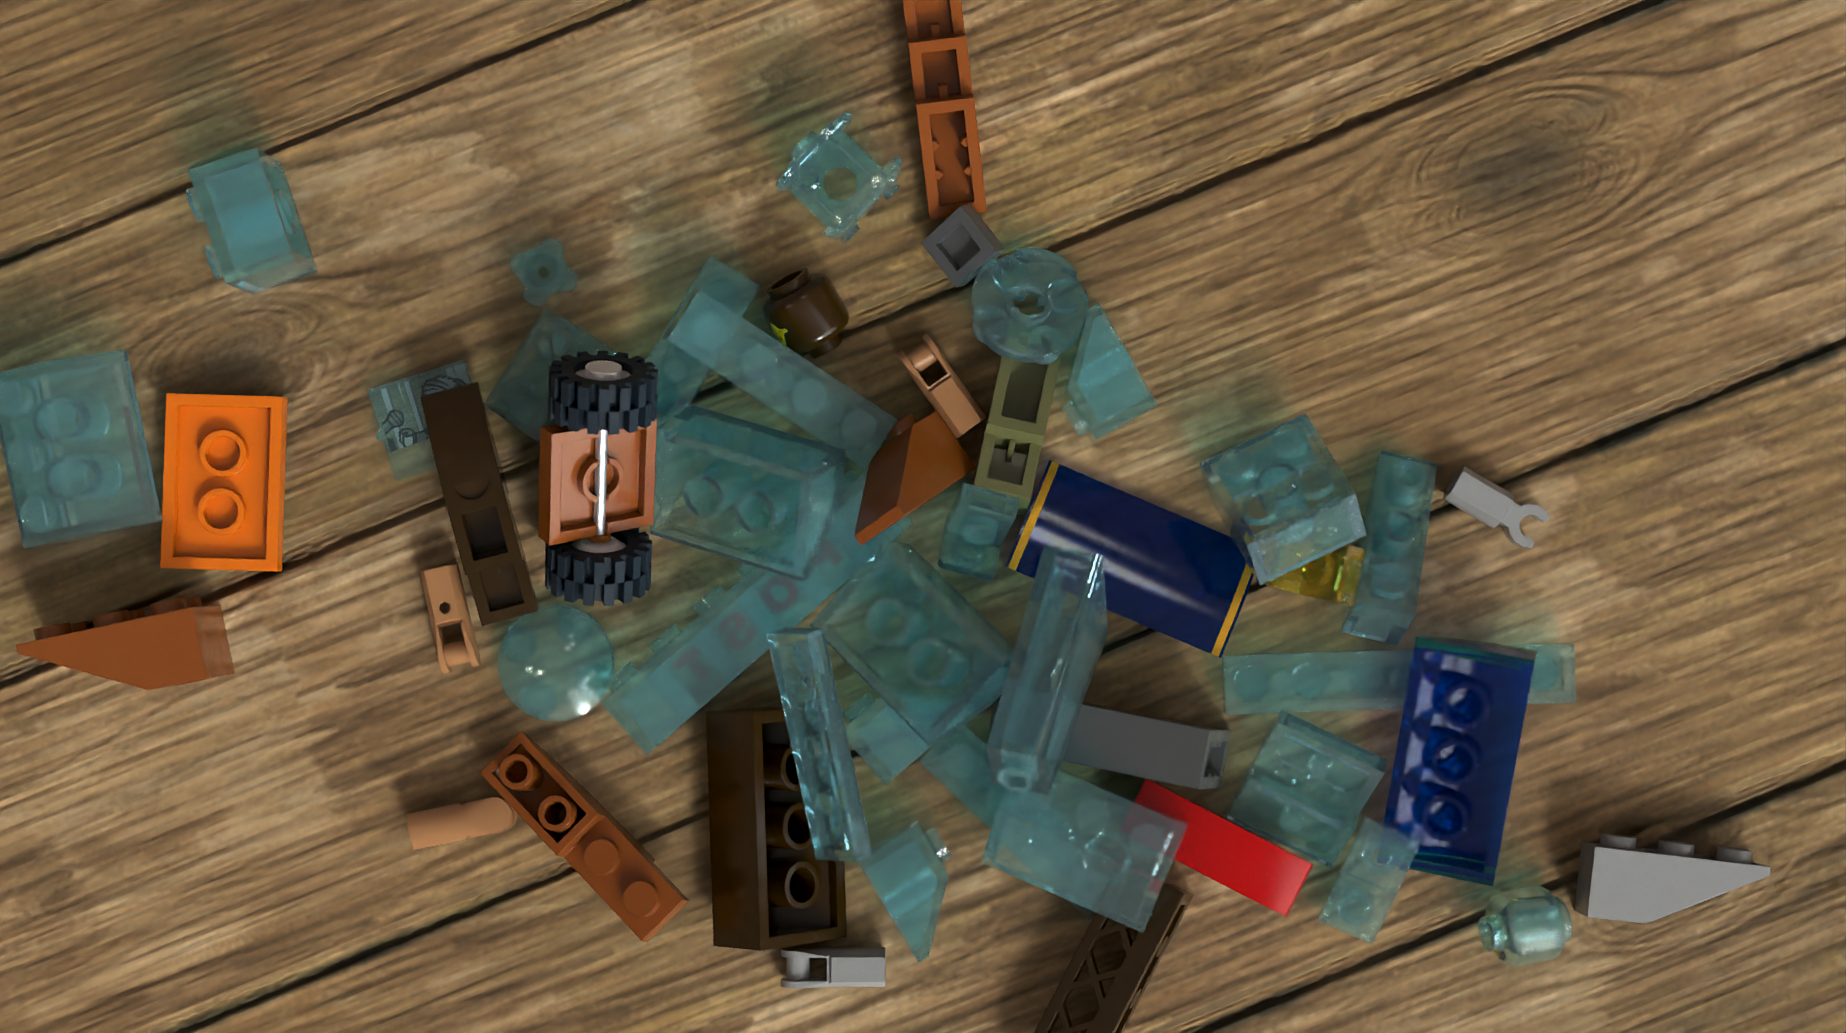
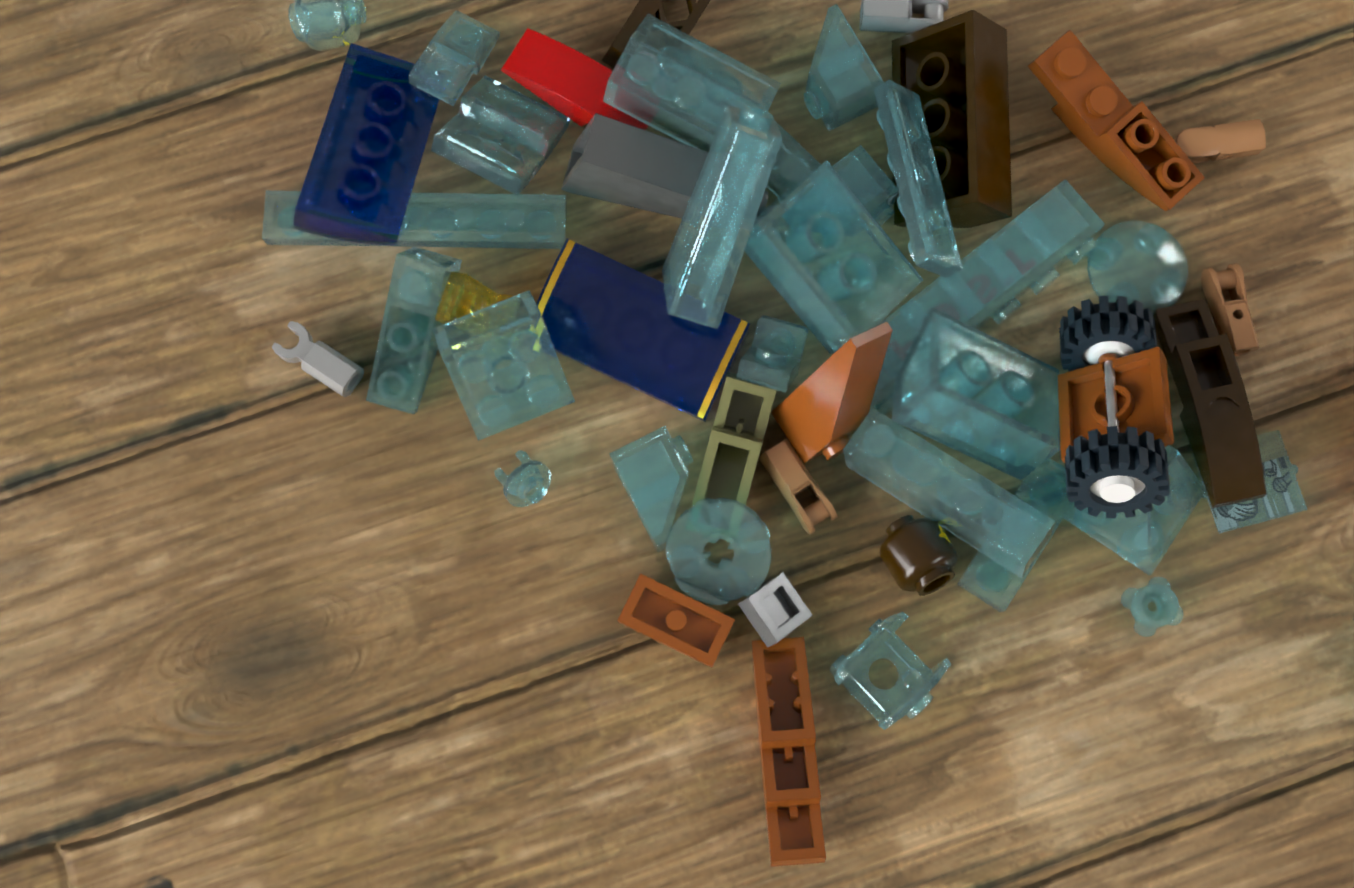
camera: 175 degrees left, 10 degrees down
(1071, 228) = (676, 620): none -> dark orange plate
(1246, 372) = (525, 483): none -> clear light blue plate
(1649, 884) = (215, 44): light grey slope -> none

